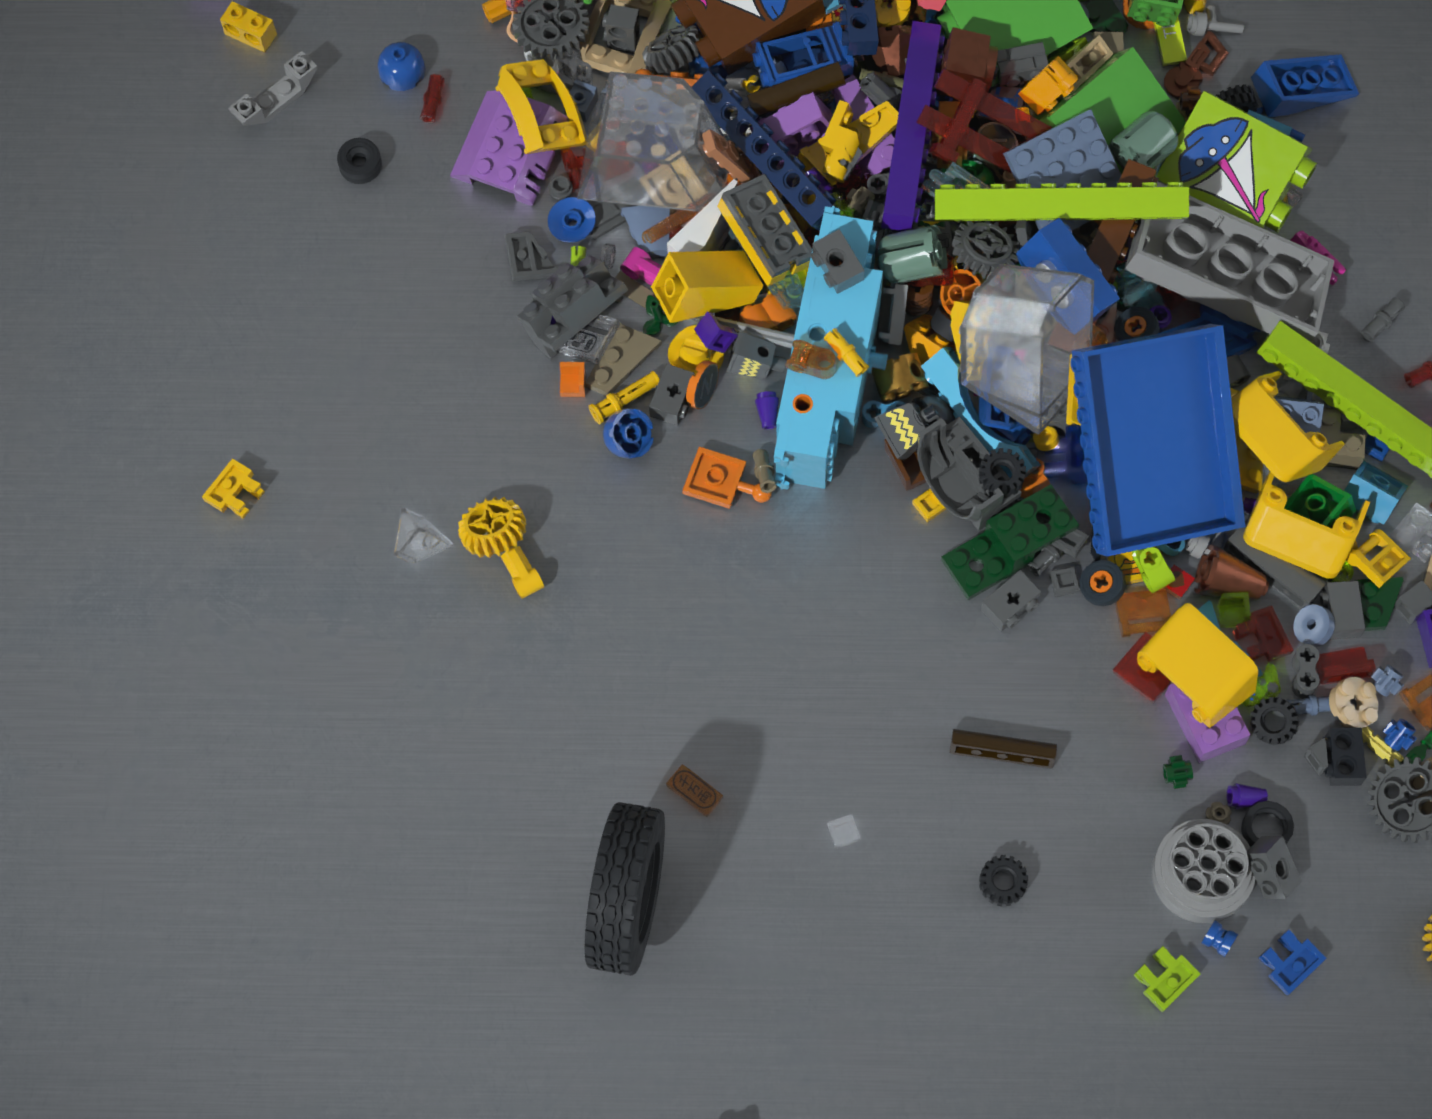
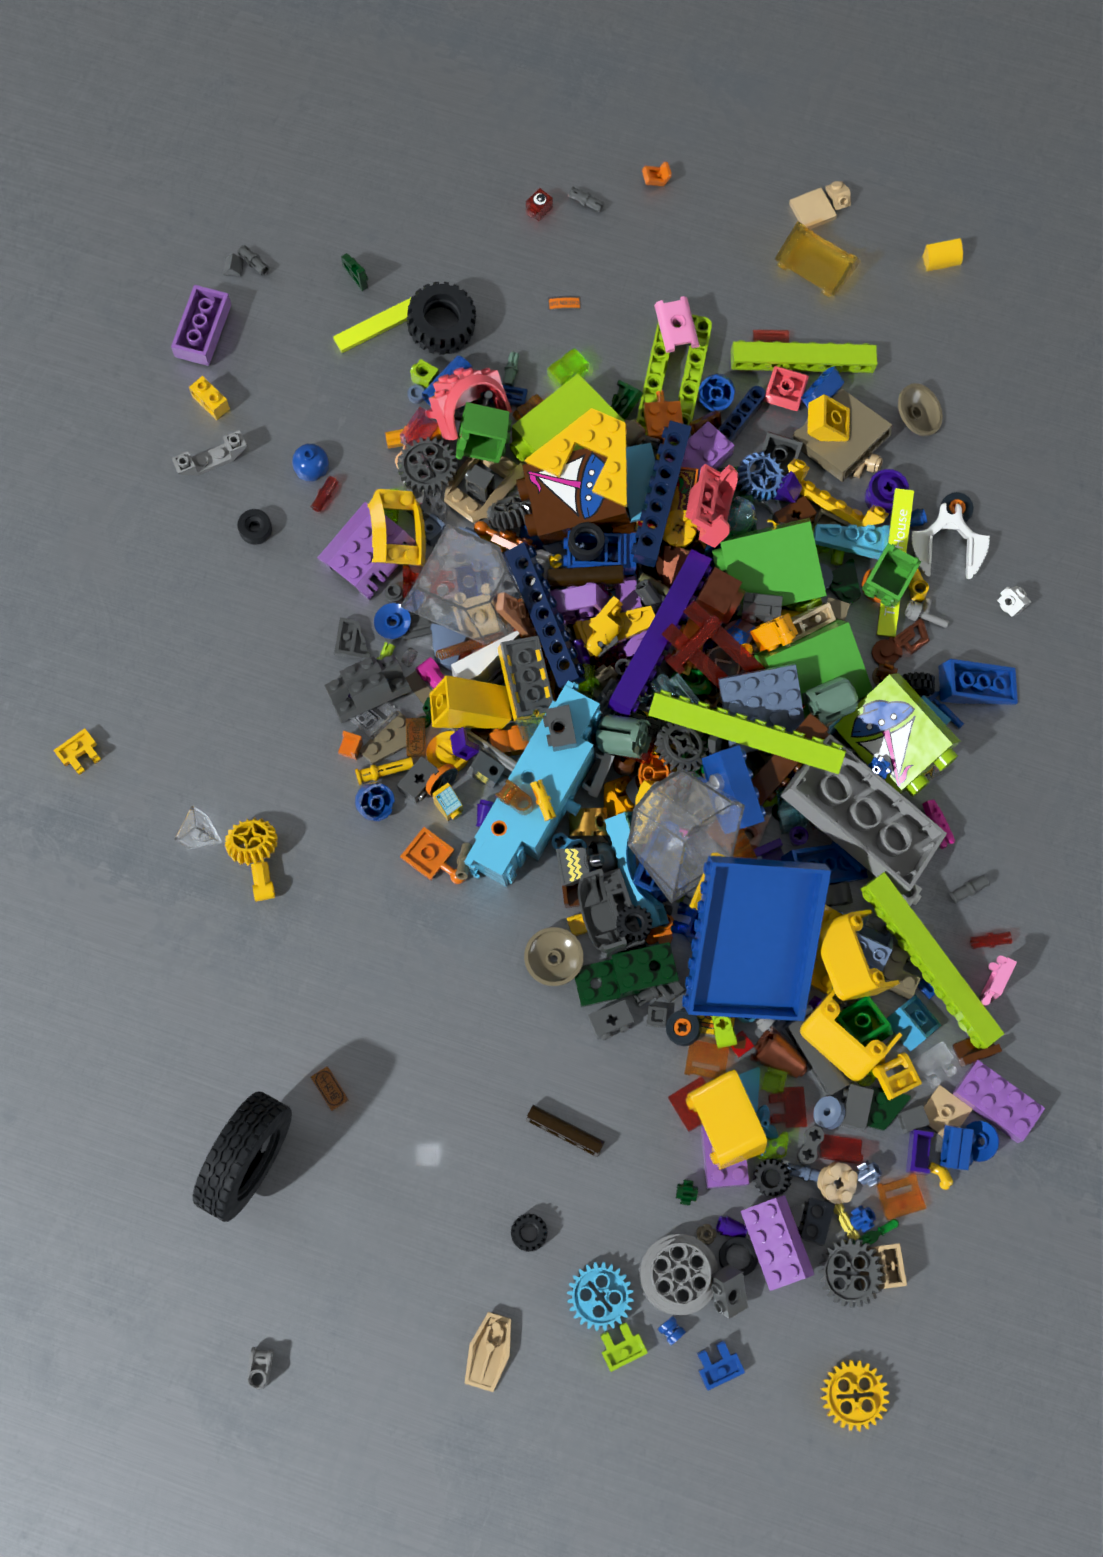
camera: 15 degrees right, 5 degrees up
(650, 345) = (415, 737): none -> clear orange tile
(718, 408) = (448, 802): none -> slope
(781, 31) = (586, 555): none -> black tyre
(917, 533) = (556, 943): none -> dark tan dish
(1006, 1037) = (489, 1352): none -> tan piece
(1046, 439) = (682, 904): yellow tile -> none
(1105, 946) = (585, 1308): none -> medium azure gear
(1131, 318) = (778, 849): black bush -> none
(1230, 203) = (880, 767): none -> blue plant
(1309, 793) = (777, 1243): none -> medium lavender brick

